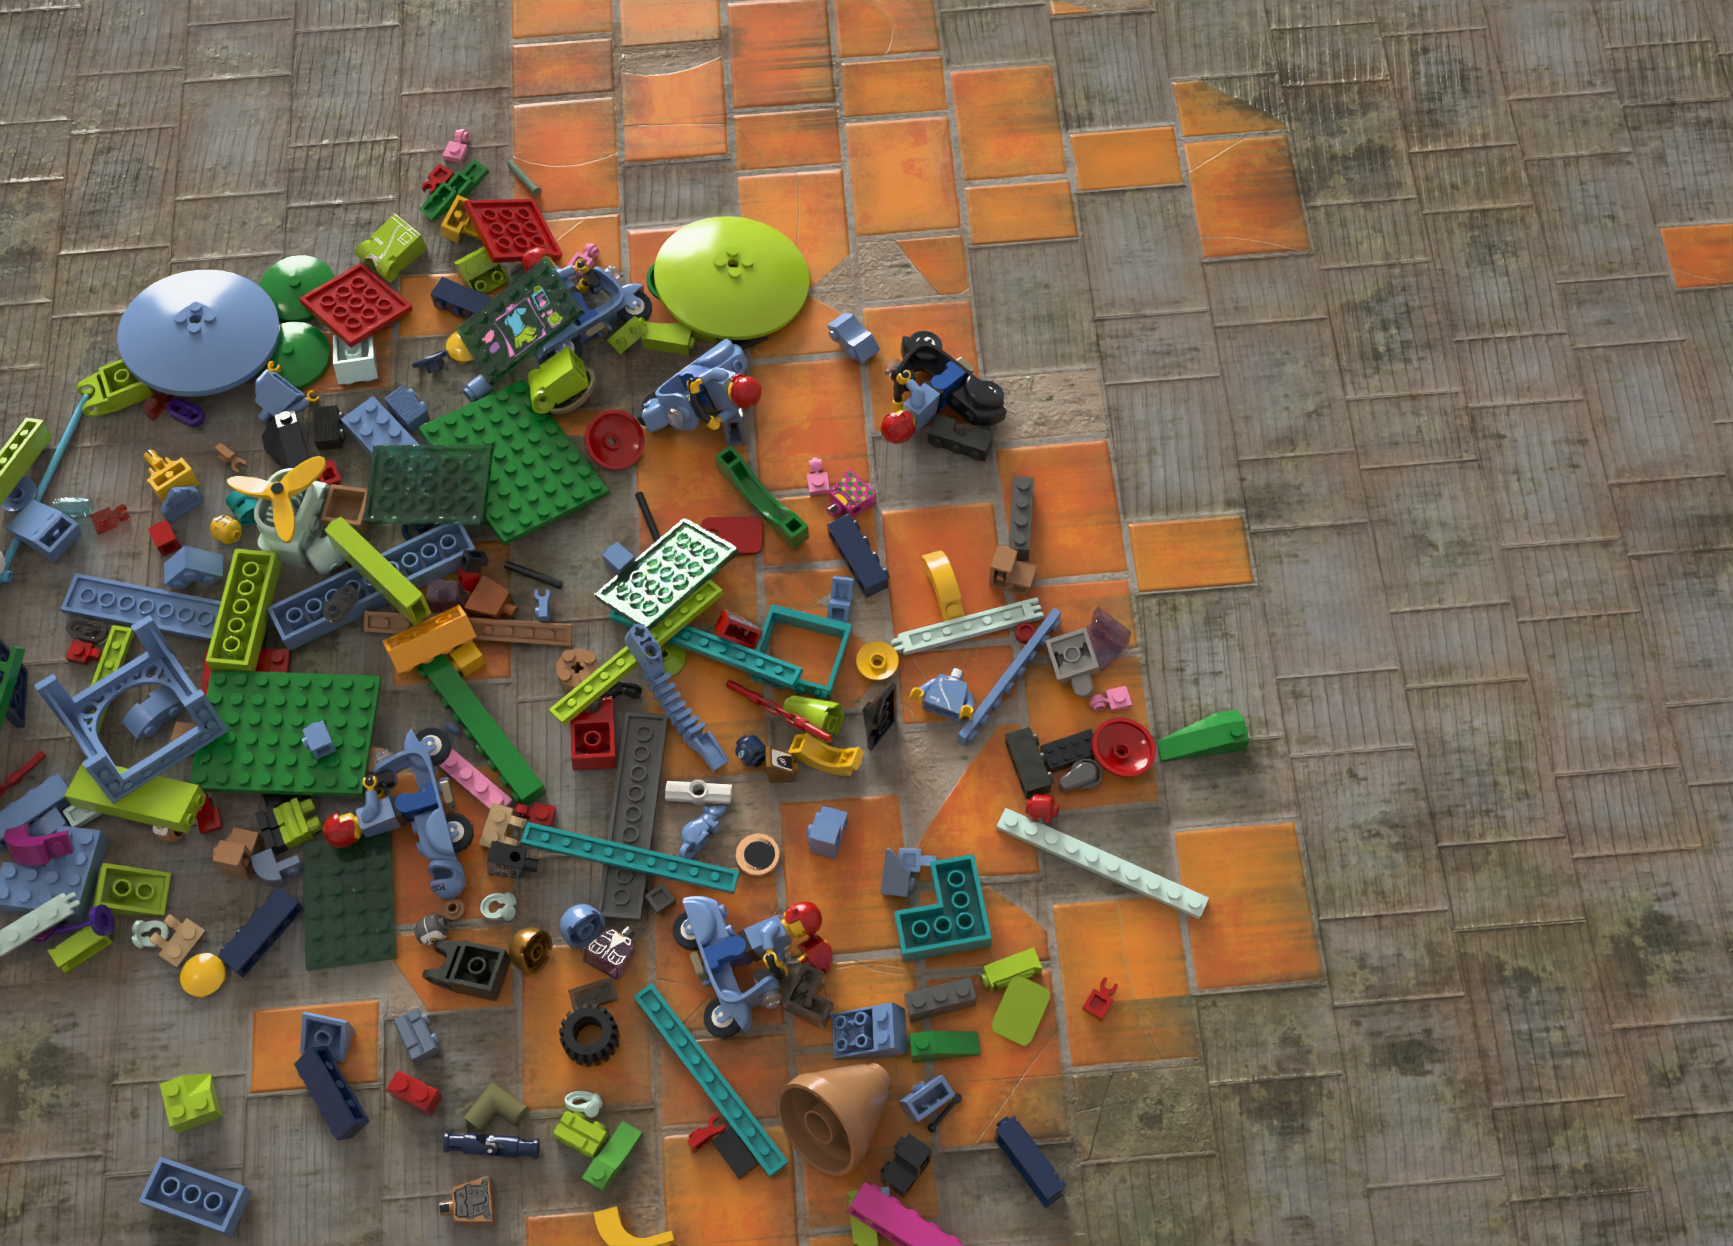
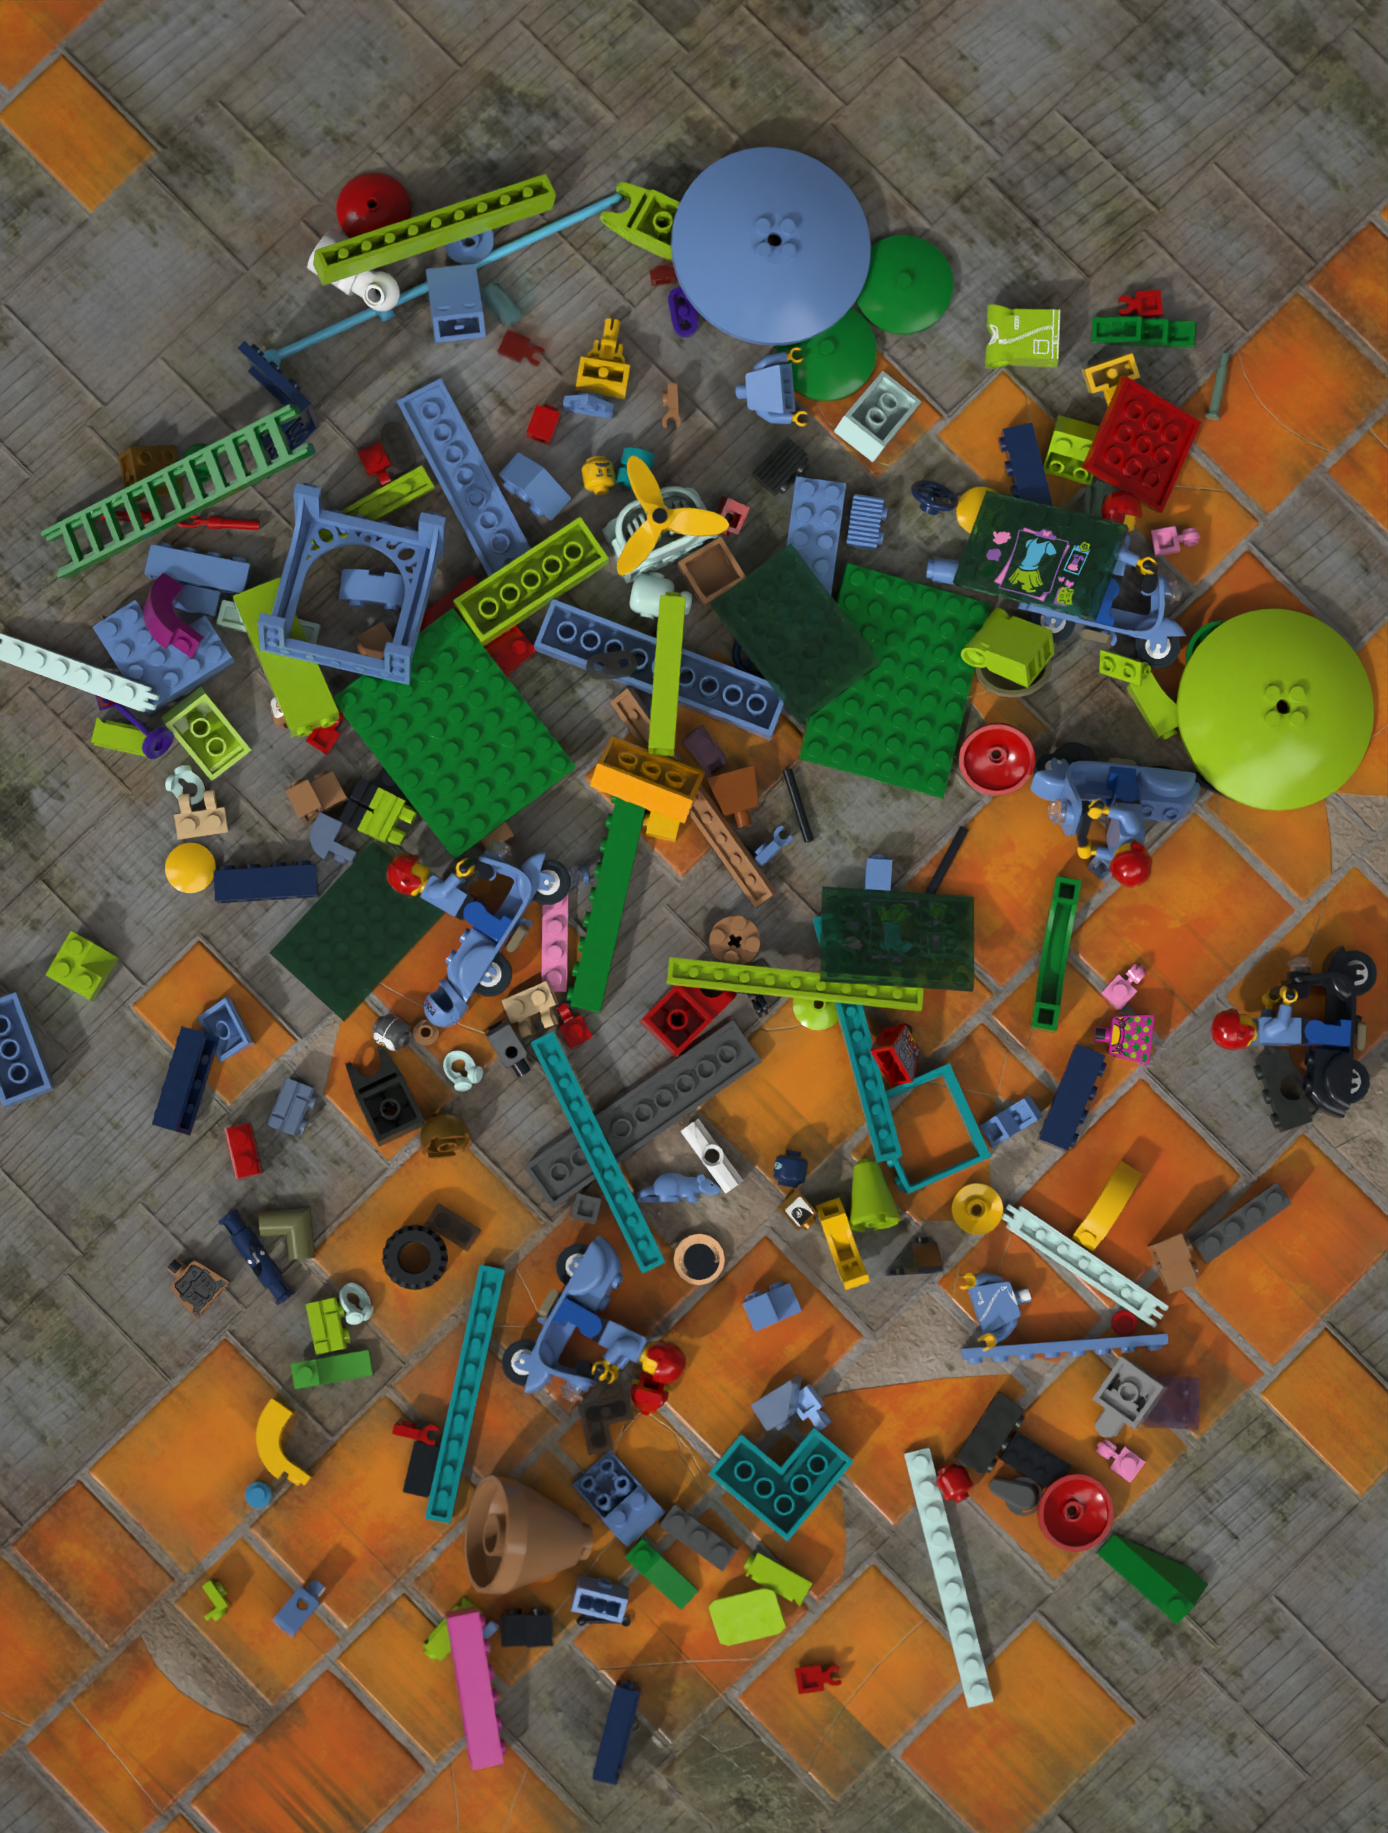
camera: 45 degrees right, 20 degrees up
(285, 440) = (727, 449): black wedge -> none
(318, 740) = (467, 777): medium blue brick -> none
(355, 304) = (931, 365): red plate -> none
(457, 150) = (1192, 287): bright pink plate -> none
(470, 568) = (750, 748): black leg -> none
(581, 925) = (503, 1161): medium blue cylinder -> none
(611, 952) = (502, 1210): torso -> none
(640, 641) = (771, 1065): medium blue piece -> none
(742, 532) = (1001, 961): red piece -> none
(799, 722) = (849, 1196): red piece -> none
(853, 337) = (1307, 890): medium blue brick -> none

